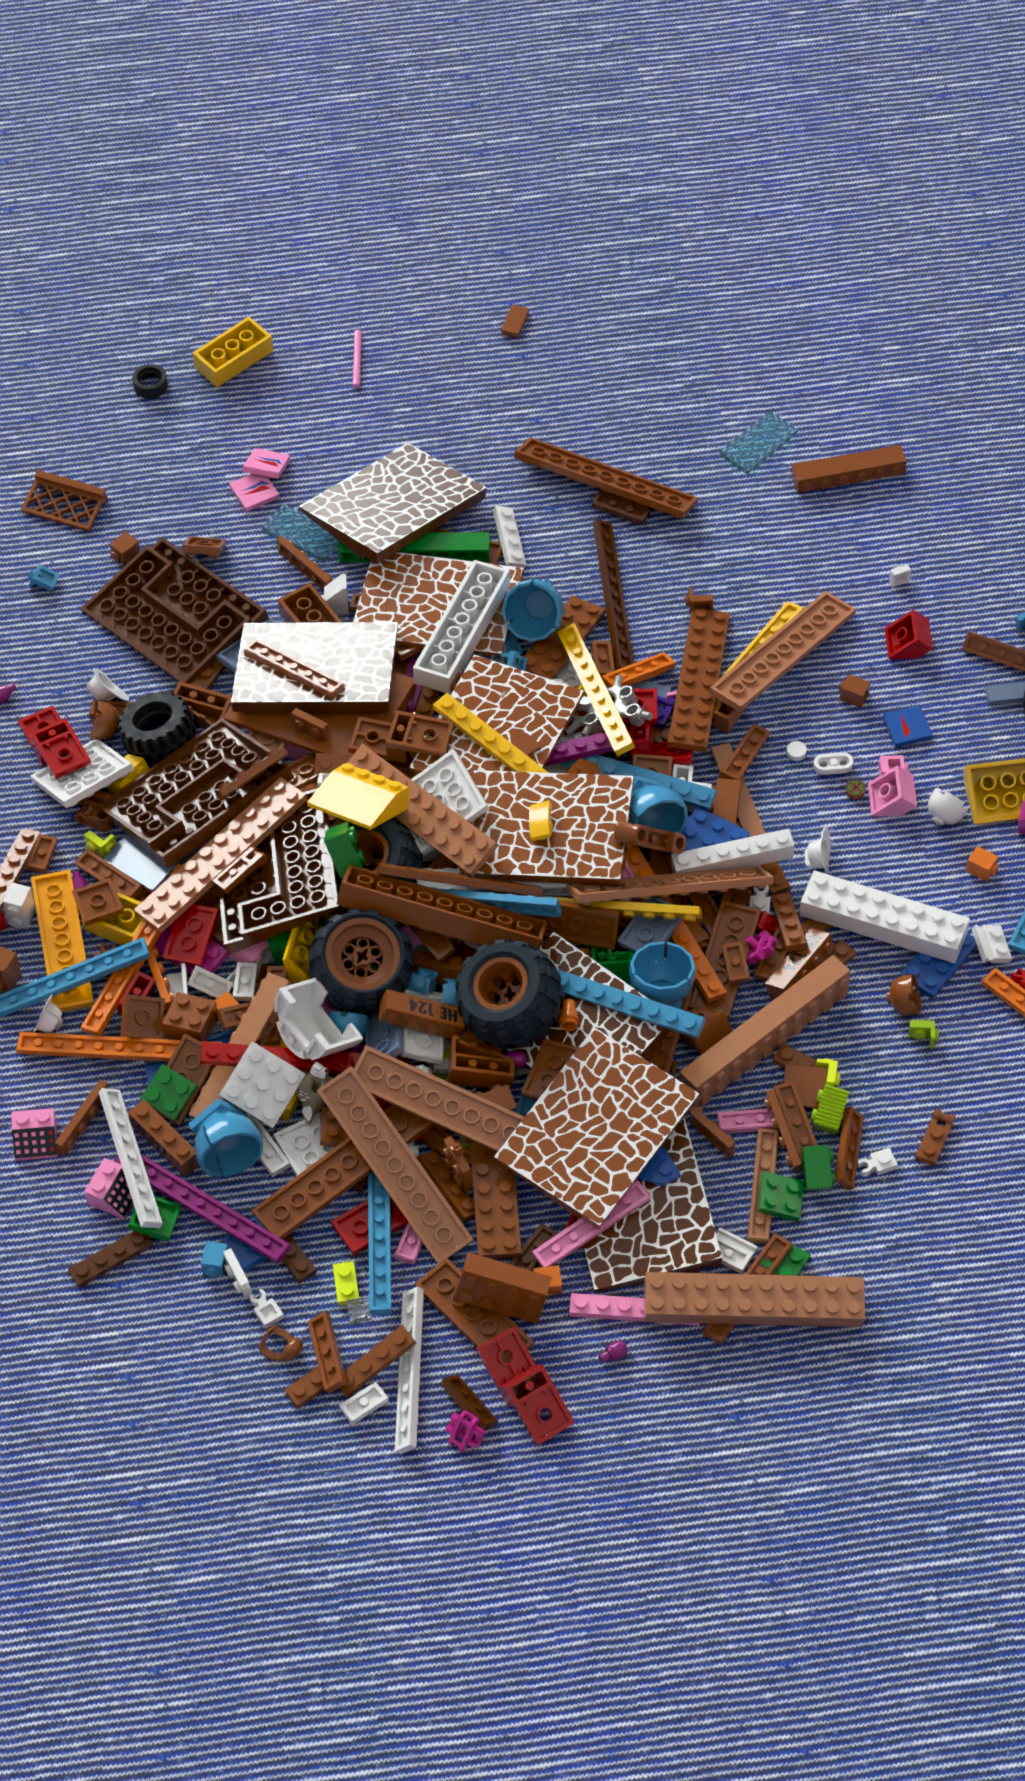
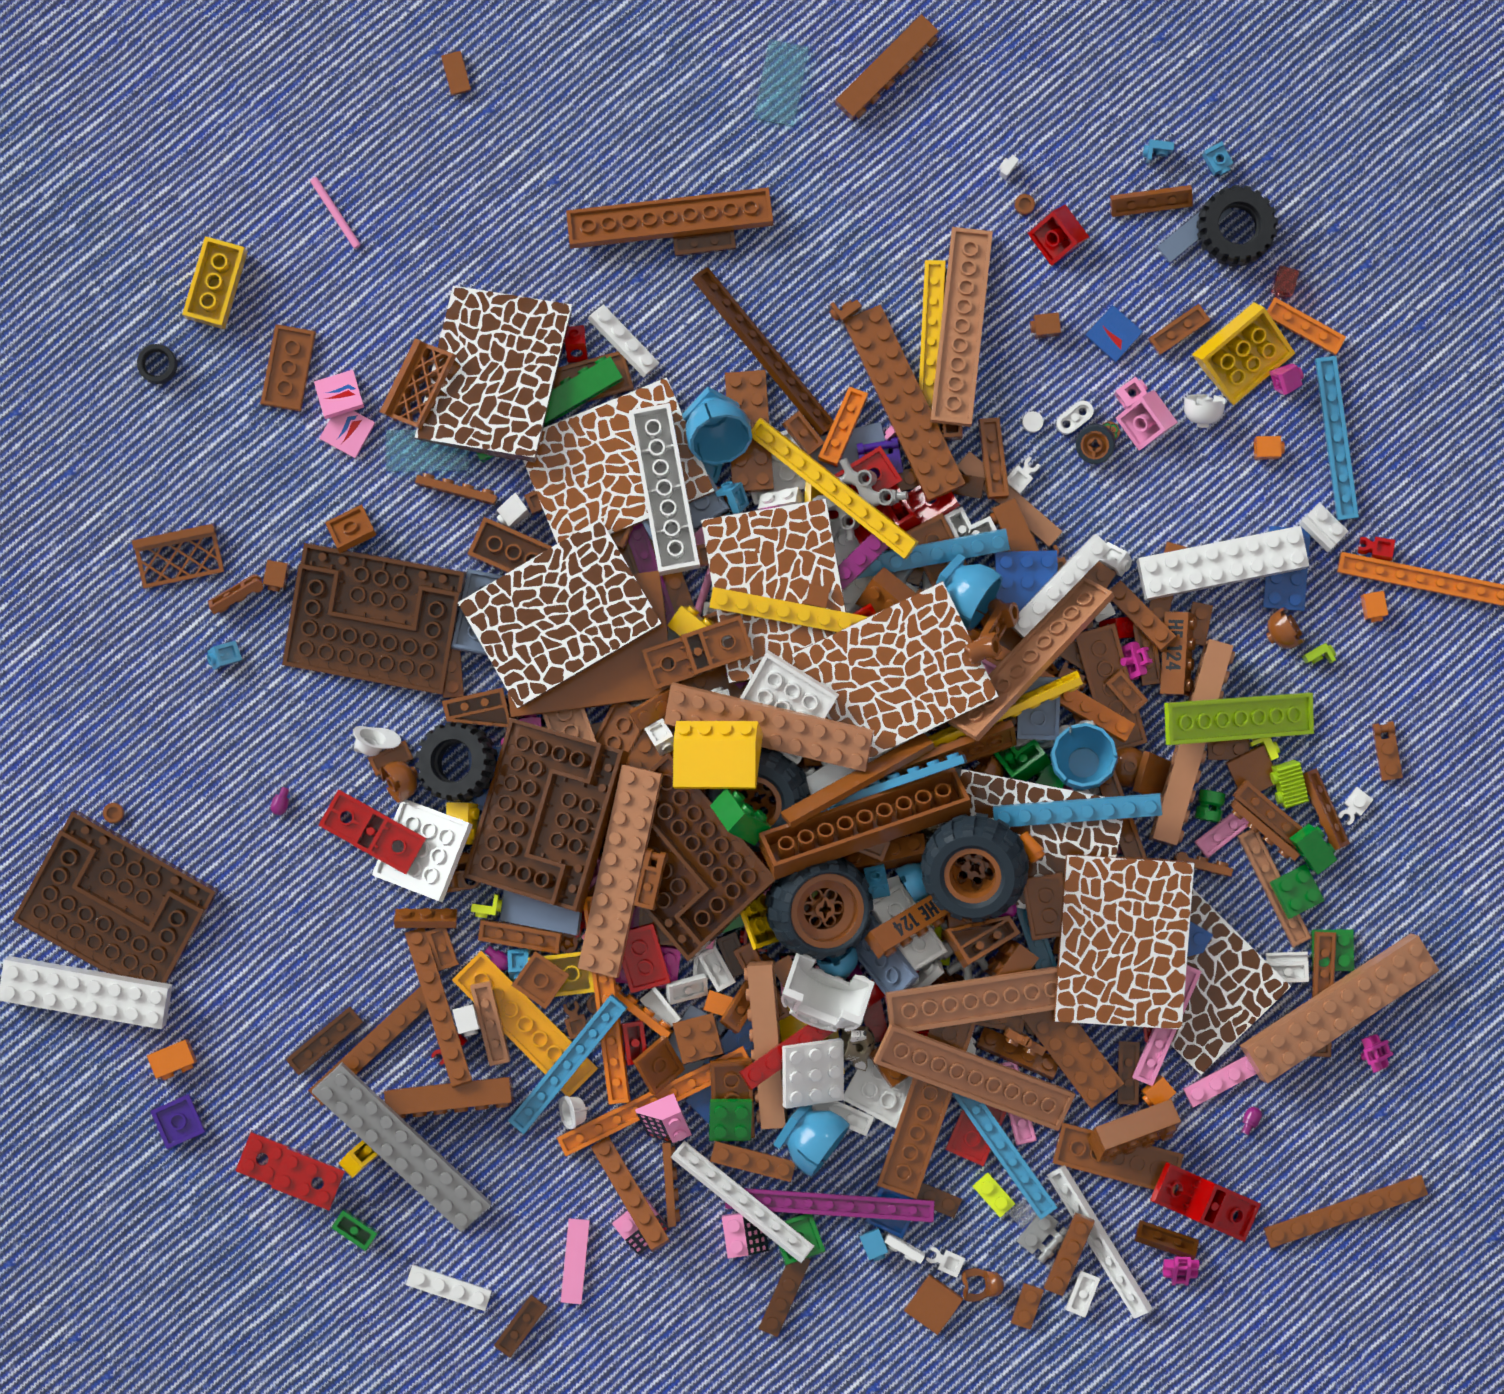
camera: 35 degrees left, 30 degrees up
(35, 920) = (490, 1023): none -> nougat plate
(44, 1098) = (630, 1194): none -> dark orange plate
(47, 825) = (425, 918): none -> dark orange plate
(84, 544) = (236, 594): none -> dark orange plate
(116, 1062) = (664, 1120): none -> bright pink slope
(229, 1336) = (933, 1304): none -> dark orange slope
(243, 432) = (288, 368): none -> dark orange tile
(257, 769) = (595, 790): dark orange plate -> none
(294, 668) = (547, 635): tile -> none
(310, 724) = (610, 684): dark orange plate -> none
(327, 1352) = (1025, 1271): dark orange plate -> none
(328, 479) = (408, 379): none -> dark orange fence
(361, 1334) = (1037, 1232): none -> light grey plate
(471, 516) = (576, 340): none -> red bracket
(539, 821) = (892, 680): yellow slope -> none
(647, 1475) = (1345, 1211): none -> dark orange plate
(709, 763) = (973, 487): none -> reddish brown tile
(750, 1089) = (1210, 798): none -> green wheel
(758, 781) = (1020, 478): none -> white plate
(761, 1364) = (1374, 1054): none -> dark pink piece
(797, 875) = (1117, 559): none -> white bracket
(818, 852) = (1120, 526): white piece -> none
(818, 1026) = (1239, 718): none -> lime plate
(834, 795) = (1103, 436): none -> wheel
(895, 608) = (1024, 204): none -> dark orange tile
(964, 748) = (1179, 329): none -> dark orange plate
(997, 1021) = (1374, 606): none -> orange brick

